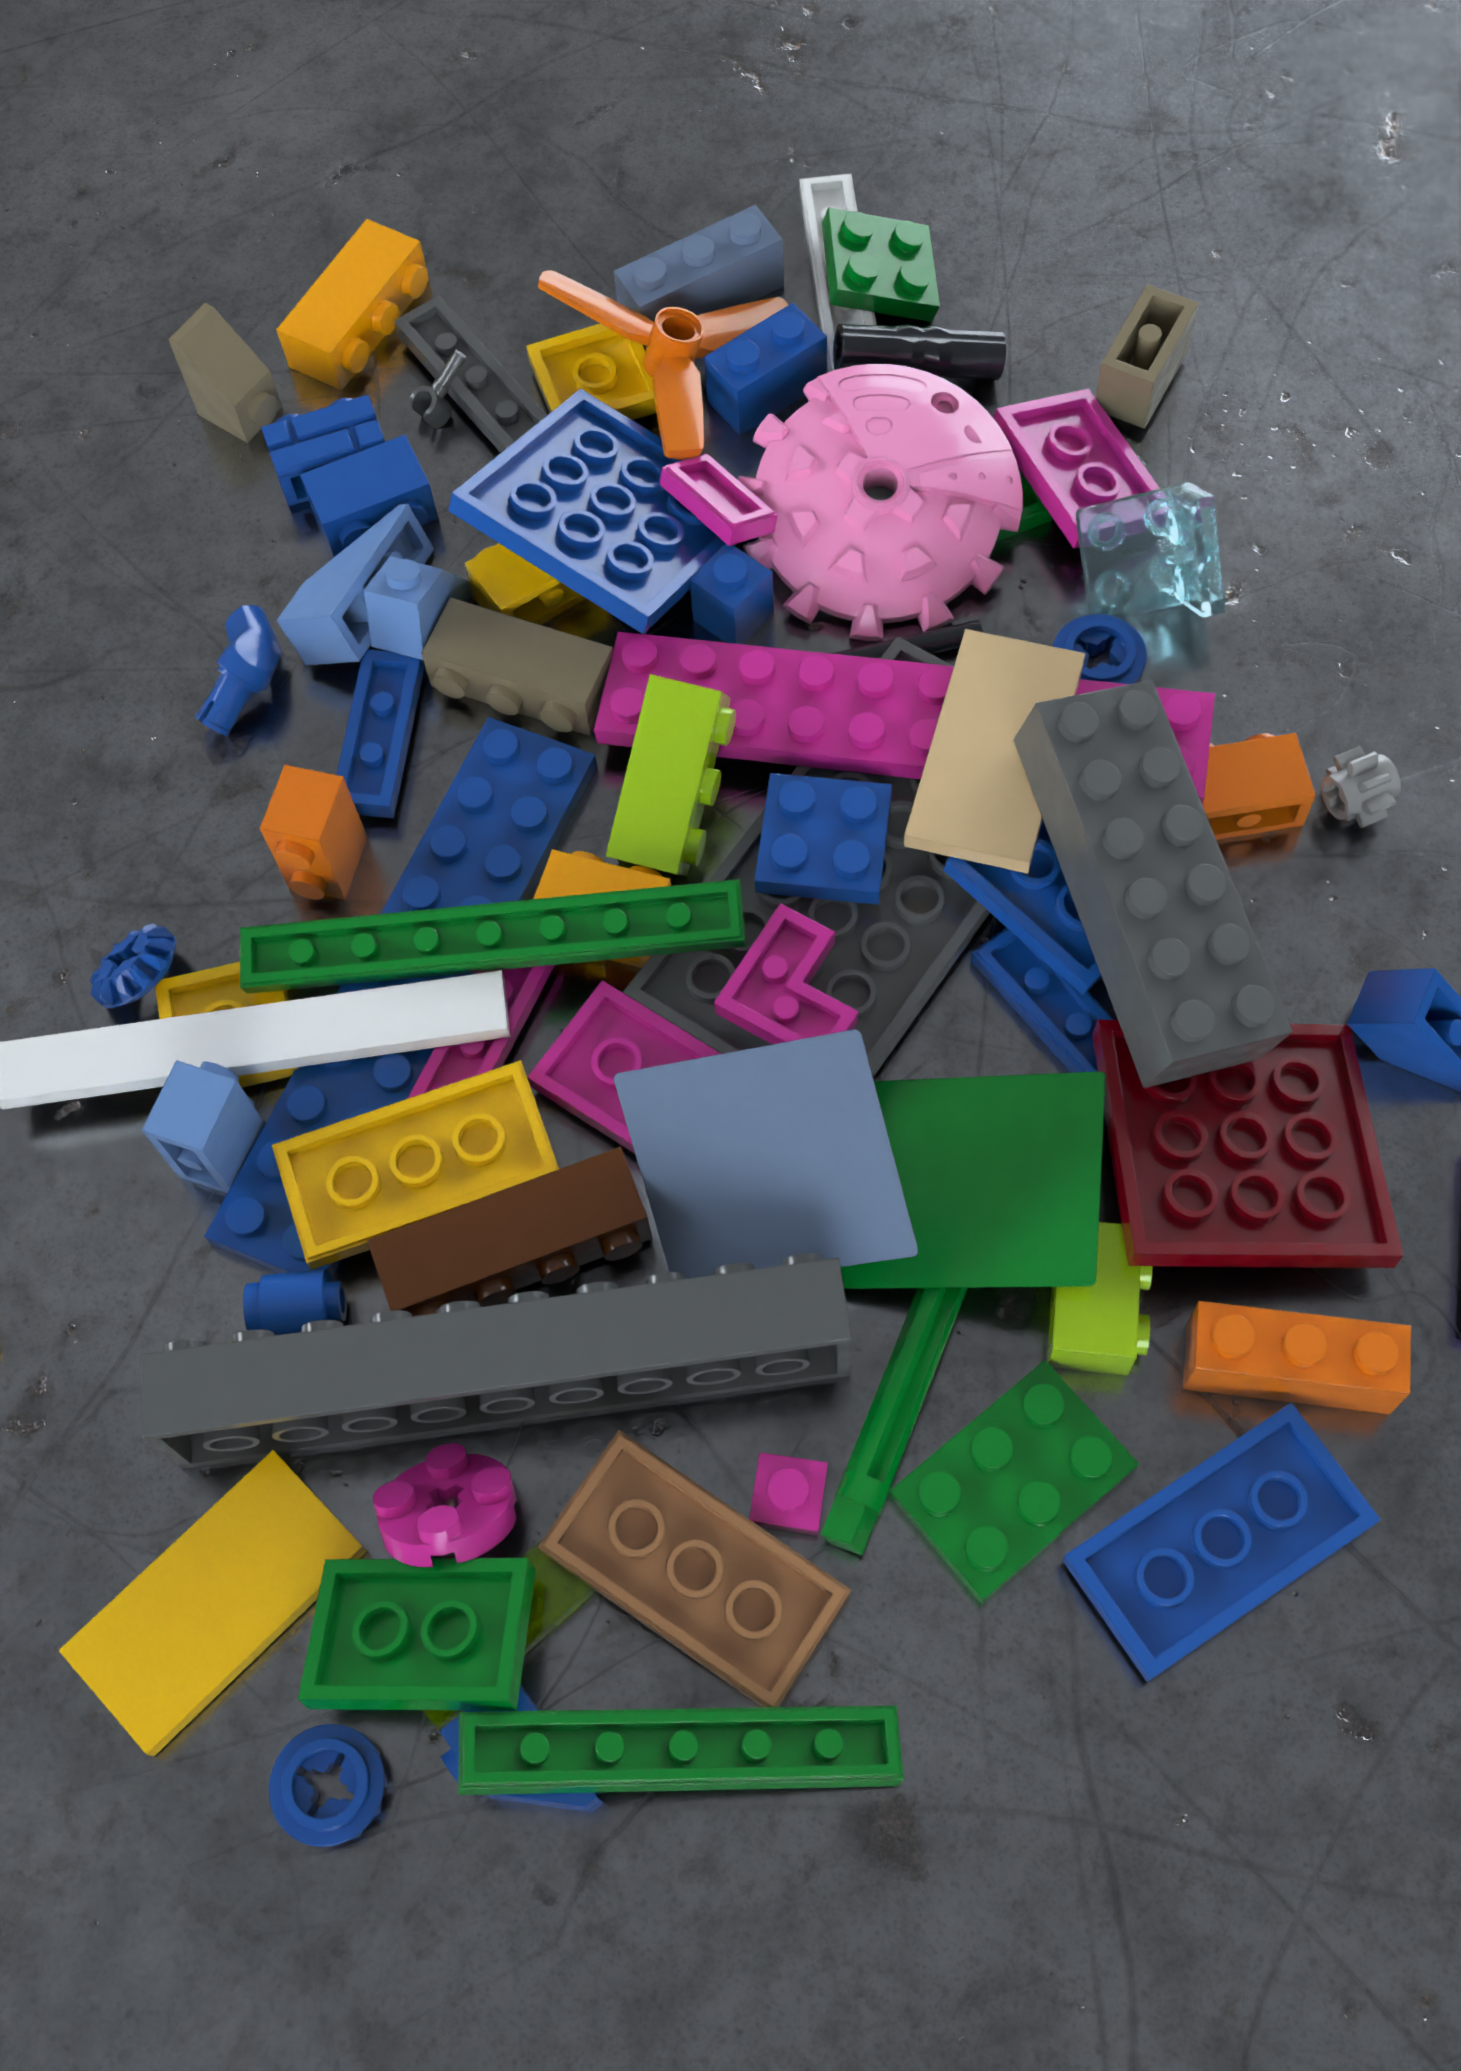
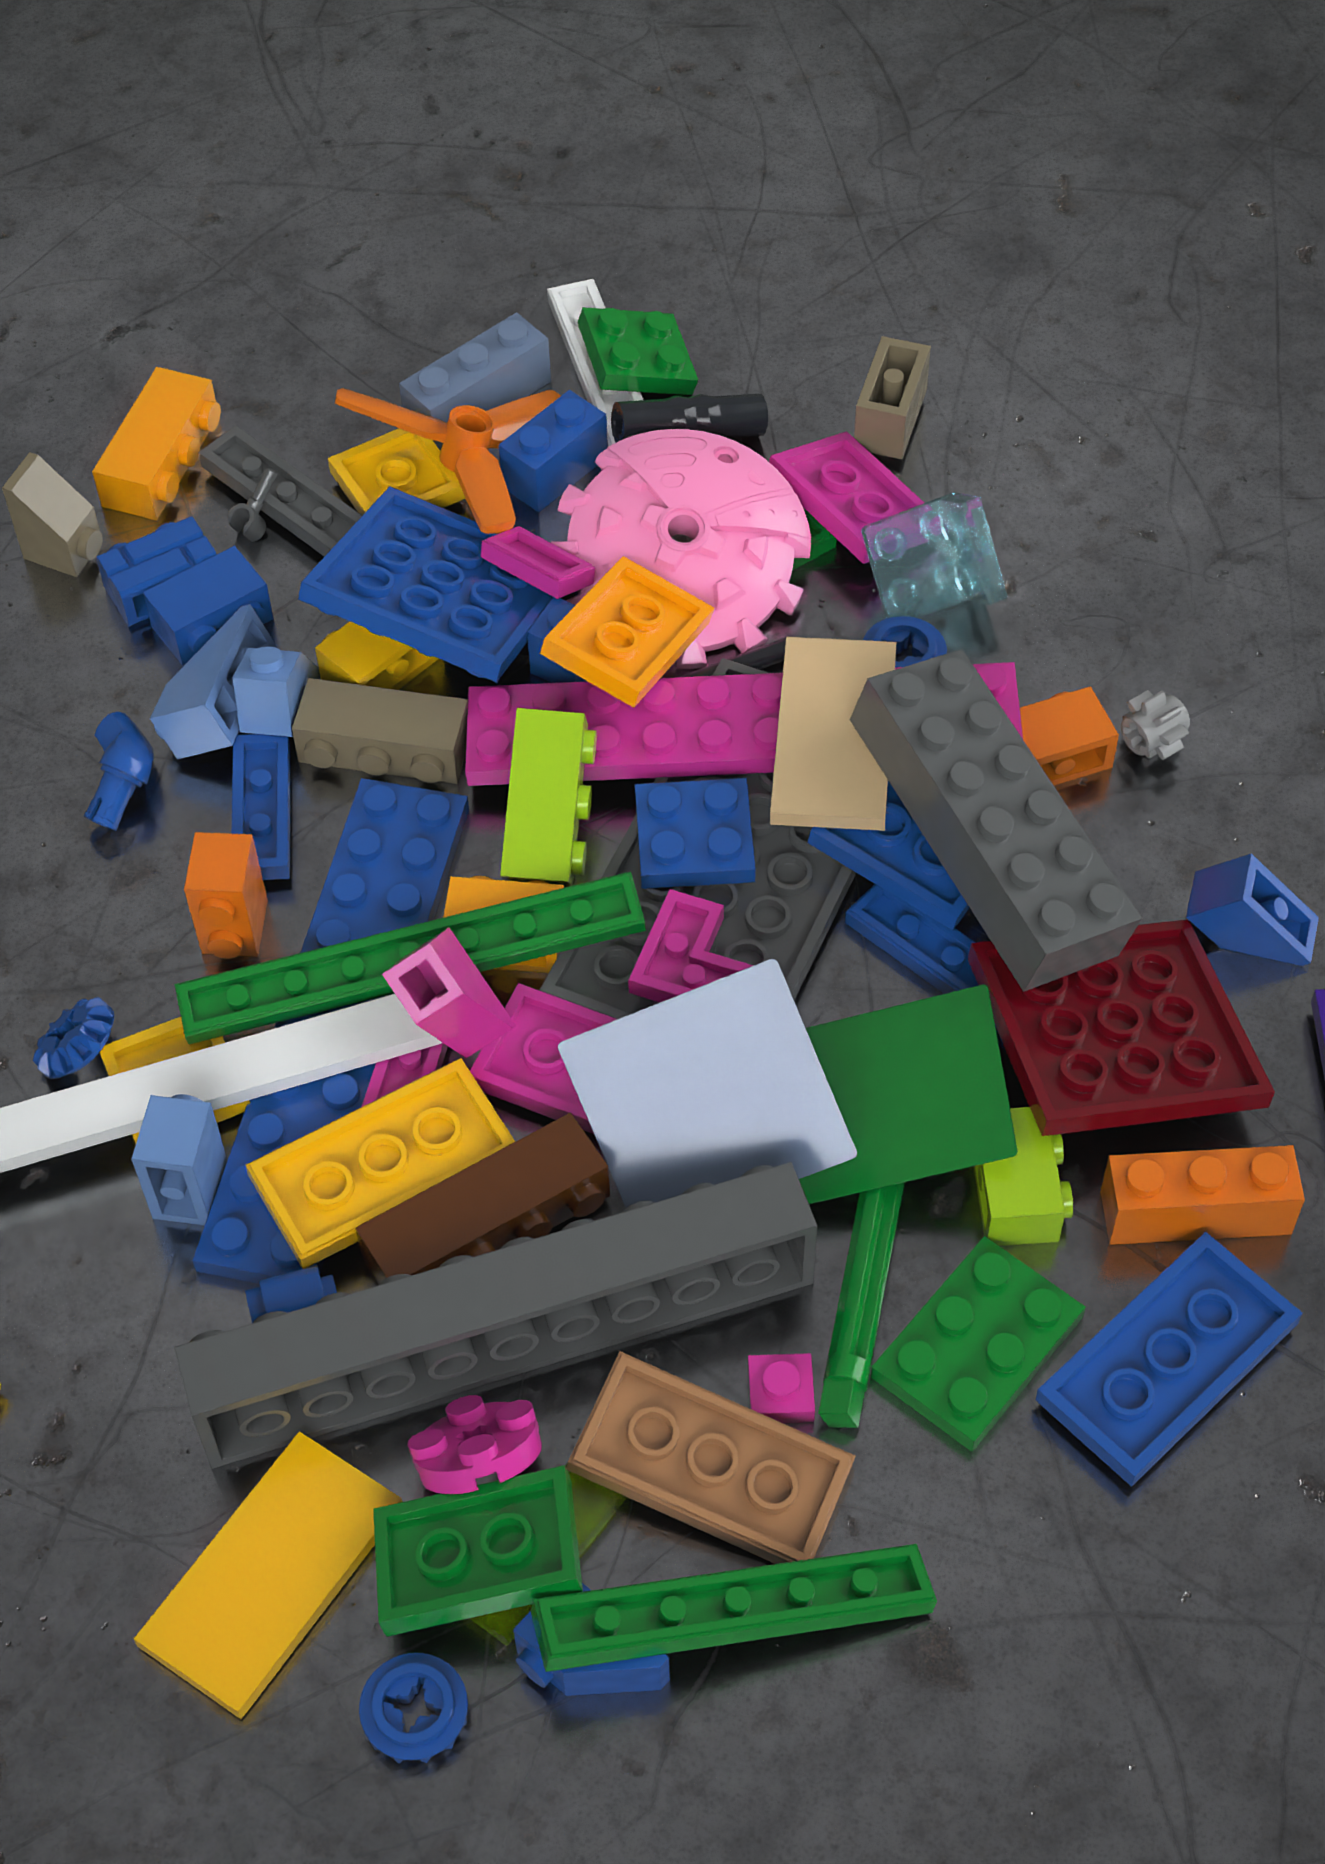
camera: 15 degrees left, 10 degrees down
(513, 991) = (448, 995): none -> dark pink slope
(793, 596) = (627, 631): none -> light orange plate

